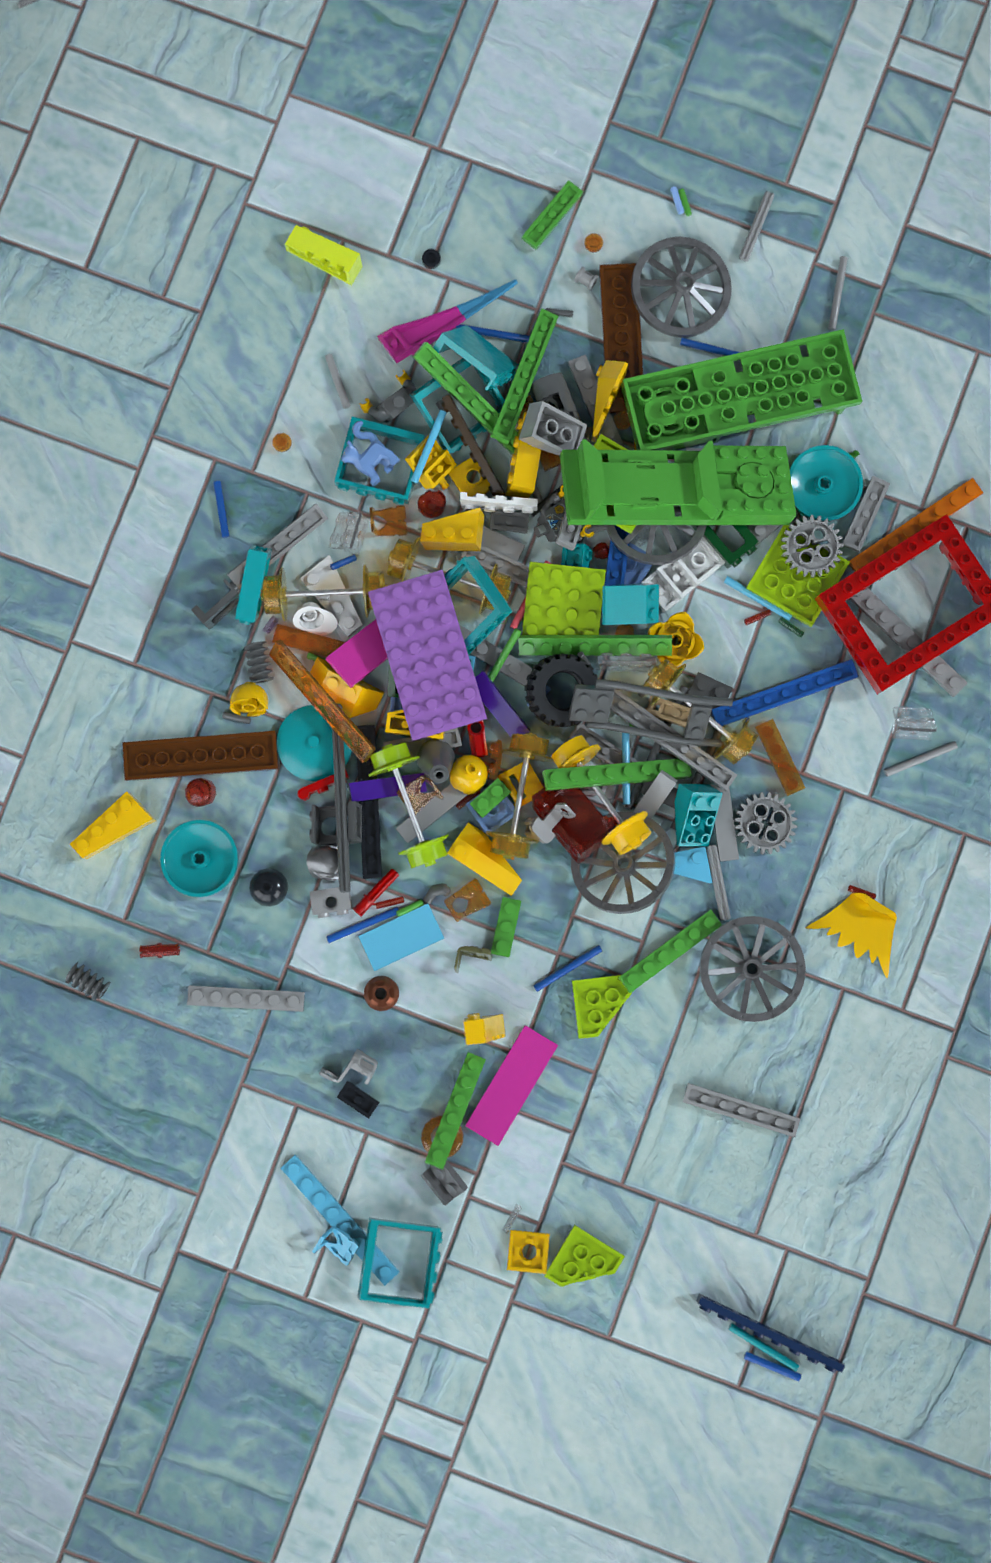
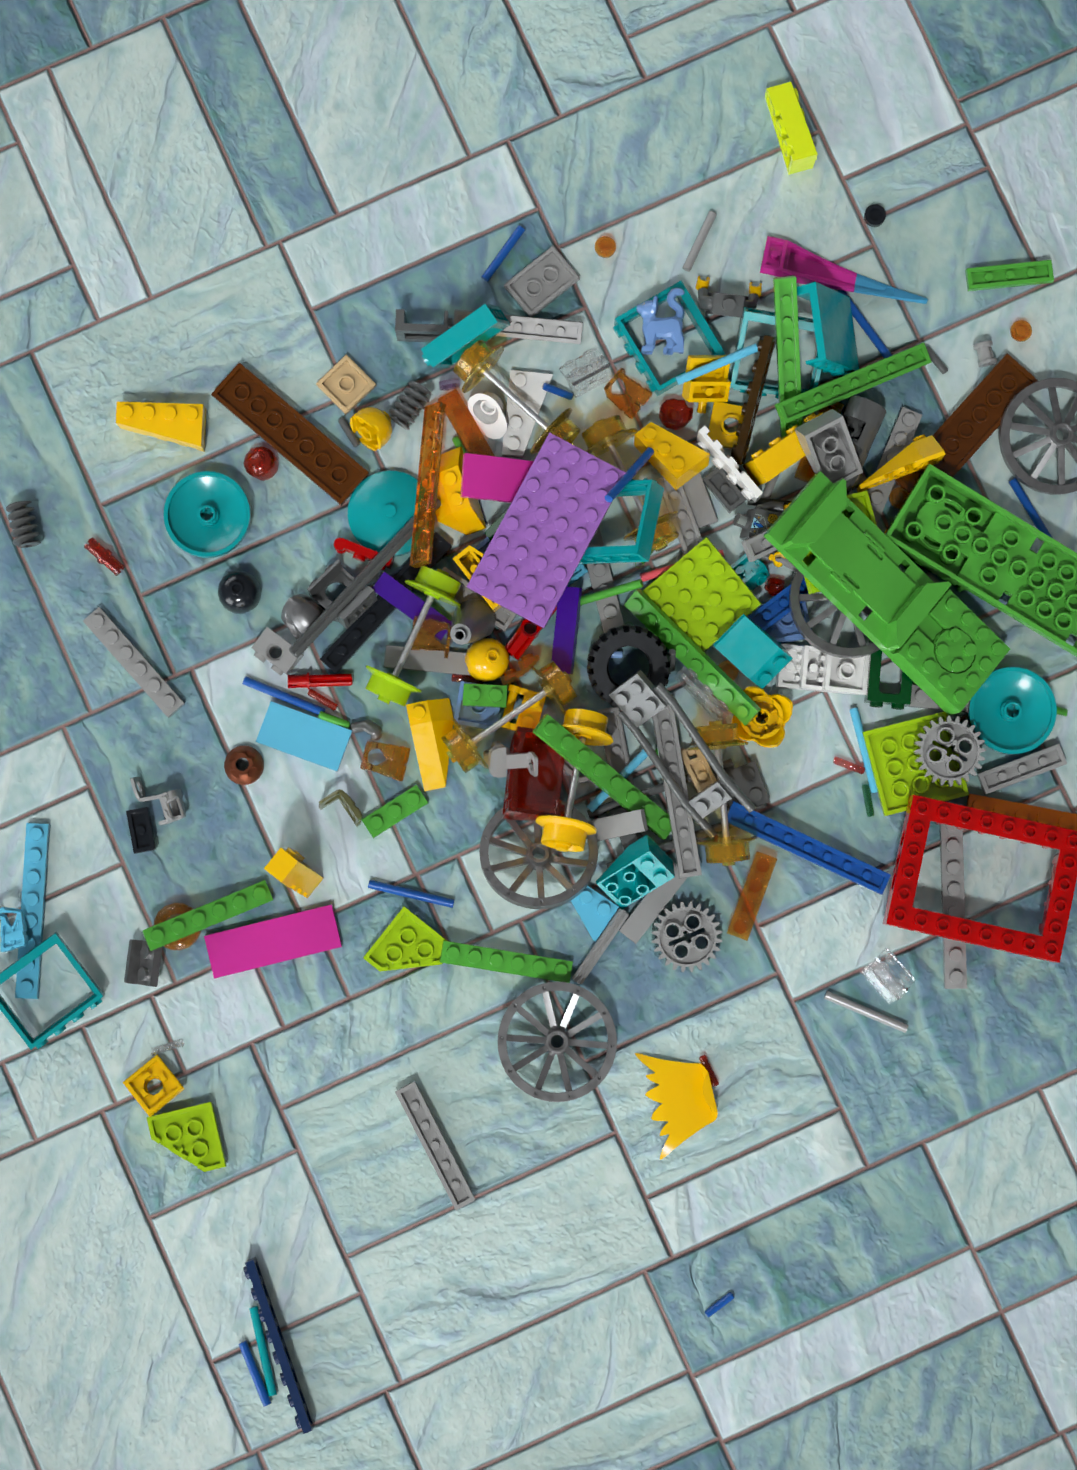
camera: 45 degrees right, 0 degrees up
(204, 689) = (346, 384): none -> tan tile
(263, 503) = (541, 282): none -> light grey tile
(445, 569) = (631, 472): none -> blue bar

